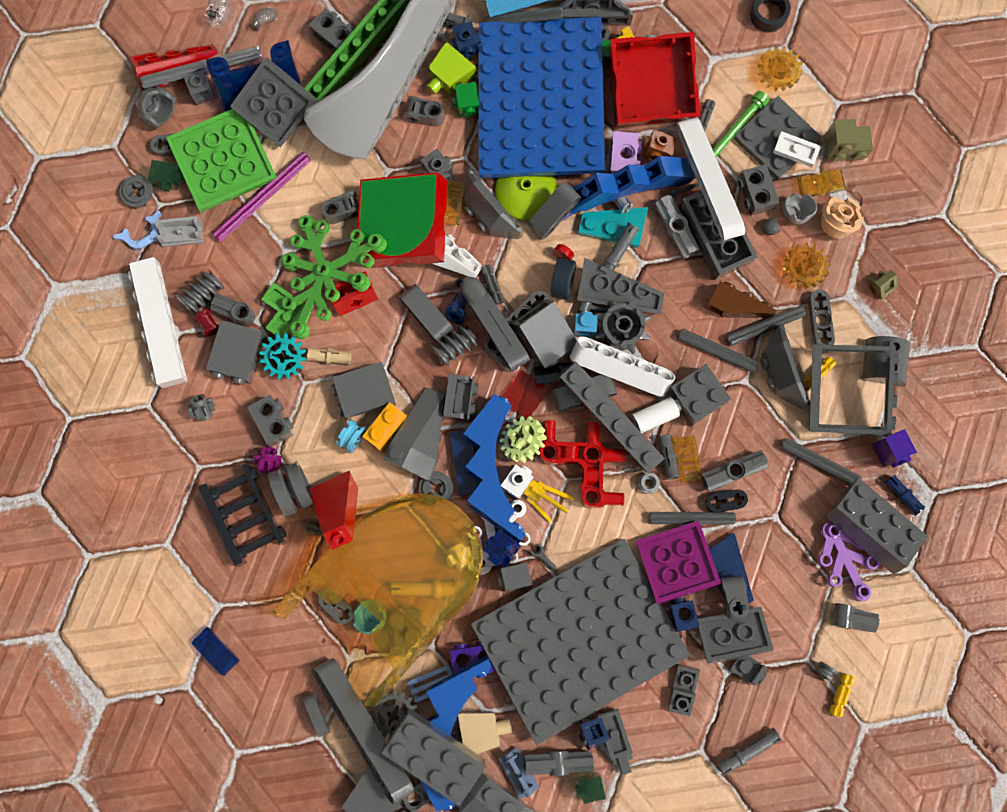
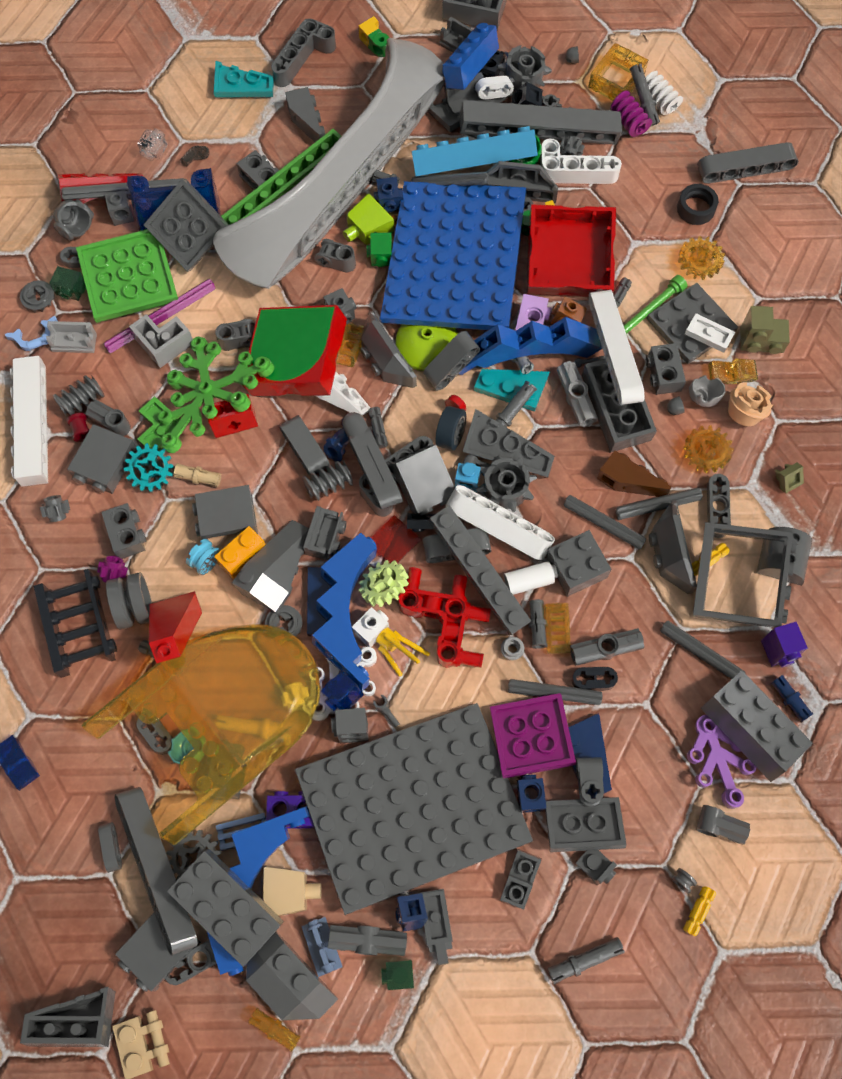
camera: 10 degrees right, 10 degrees down
(269, 228) = (164, 342): none -> light grey brick

